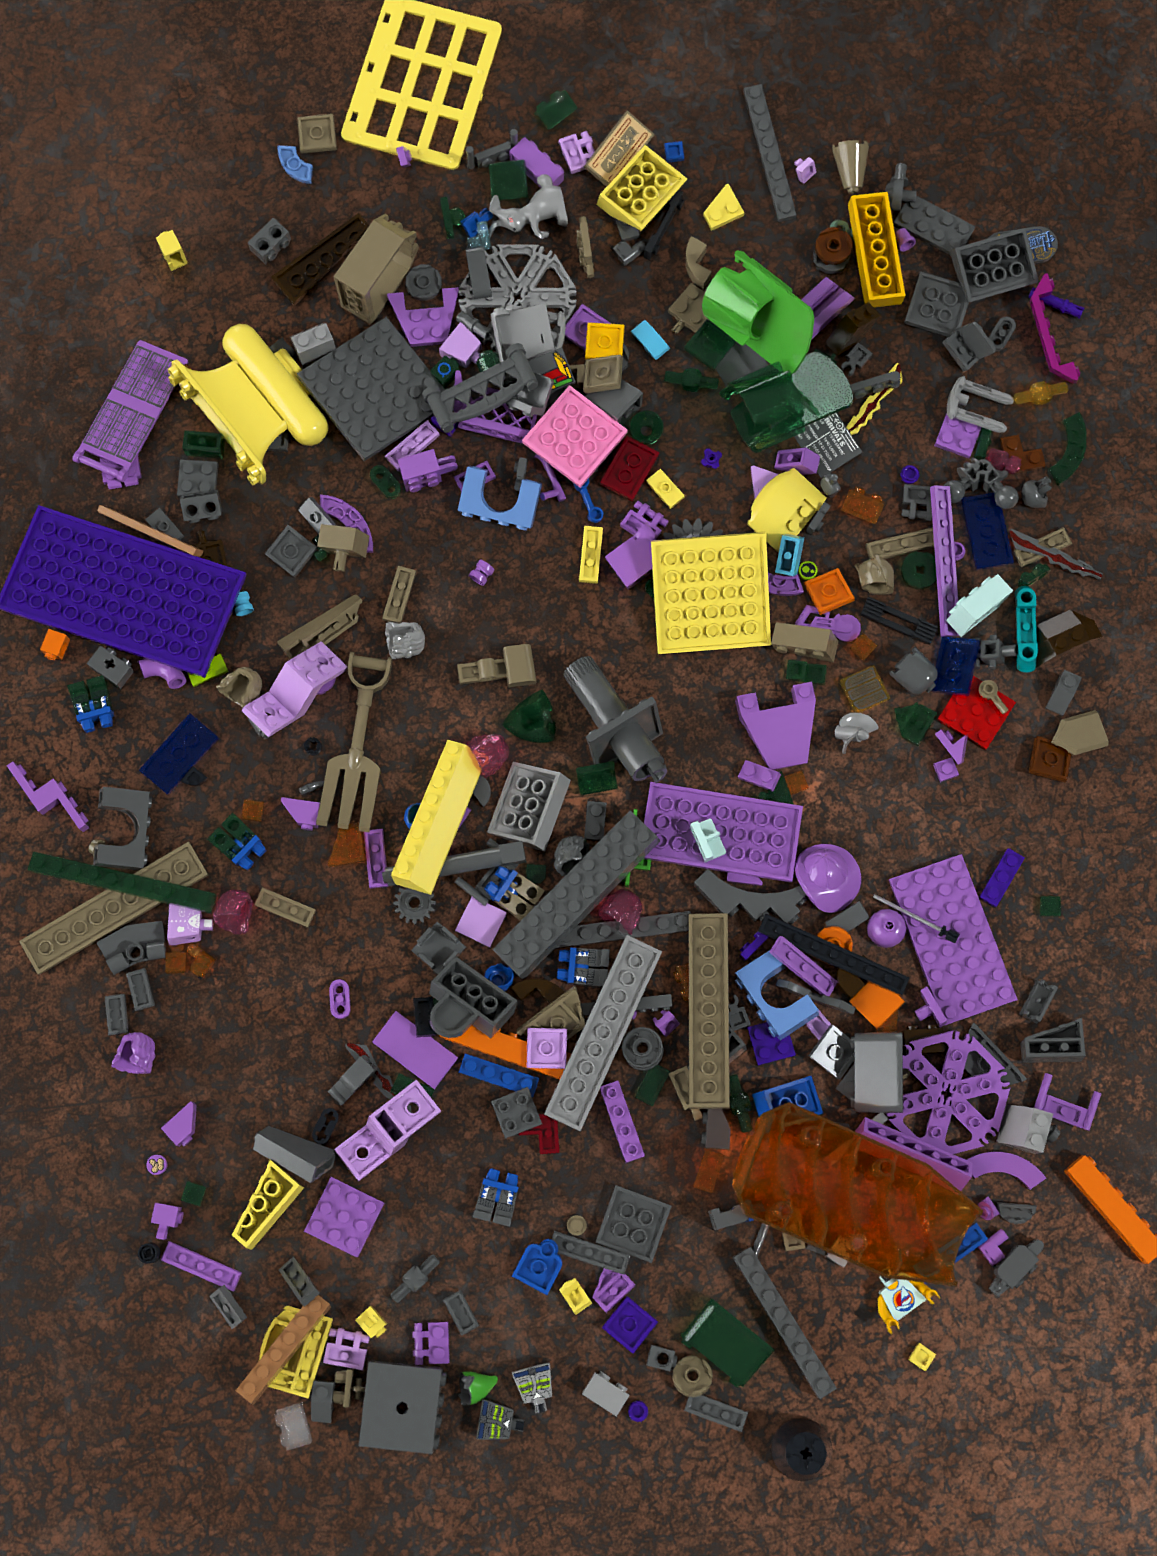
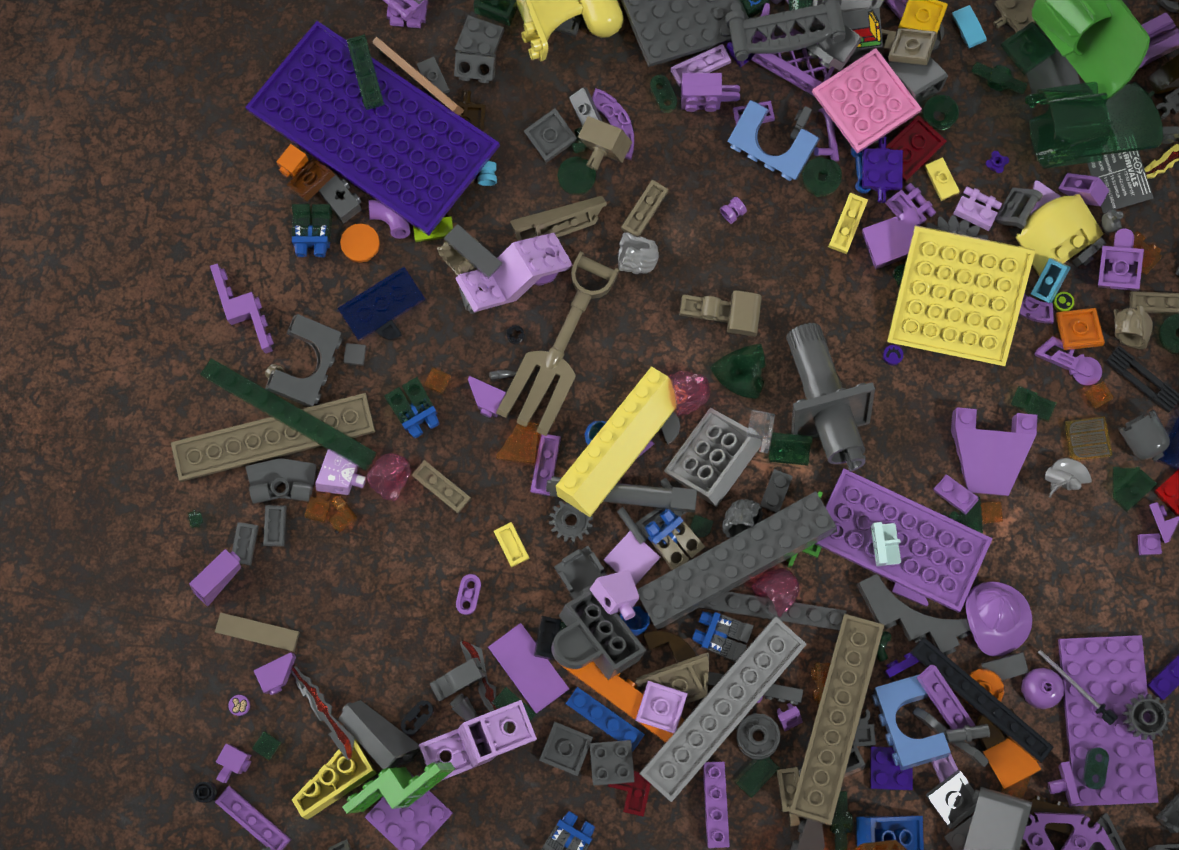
camera: 20 degrees right, 0 degrees up
(63, 1005) = (195, 519): none -> clear green plate
(77, 657) = (310, 179): none -> reddish brown plate
(99, 541) = (365, 72): none -> clear green tile
(99, 1053) = (215, 576): none -> medium lavender slope
(135, 1054) = (250, 588): medium lavender hair -> none
(141, 703) = (360, 243): none -> orange tile
(153, 1092) = (257, 632): none -> dark tan tile
(168, 808) = (355, 354): none -> dark grey tile
(237, 1146) = (339, 734): none -> dark grey sword
(250, 680) = (473, 251): none -> dark grey tile
(325, 582) = (575, 176): none -> clear green tile
(326, 1193) = (398, 787): none -> bright green bracket
(365, 1103) = (463, 707): none -> dark grey cone
(366, 941) = (511, 544): none -> light yellow tile
(471, 1113) = (566, 748): none -> dark grey plate
(475, 957) = (616, 593): none -> lavender torso
(554, 528) = (824, 166): none -> clear green plate
(565, 766) = (761, 427): none -> clear panel
(607, 496) = (882, 169): none -> dark purple plate
(666, 664) = (892, 355): none -> dark purple tile
(705, 511) = (975, 212): none -> lavender plate
(732, 939) = (881, 653): none -> clear green arm
(737, 495) = (1014, 204): none -> dark grey plate
(805, 641) = (1041, 372): dark tan wedge -> none
(829, 988) = (967, 733): none -> dark grey pin
(849, 521) = (1121, 263): none -> medium lavender brick
(953, 985) = (1093, 767): none -> clear green plate
(974, 926) = (1157, 714): none -> dark grey gear

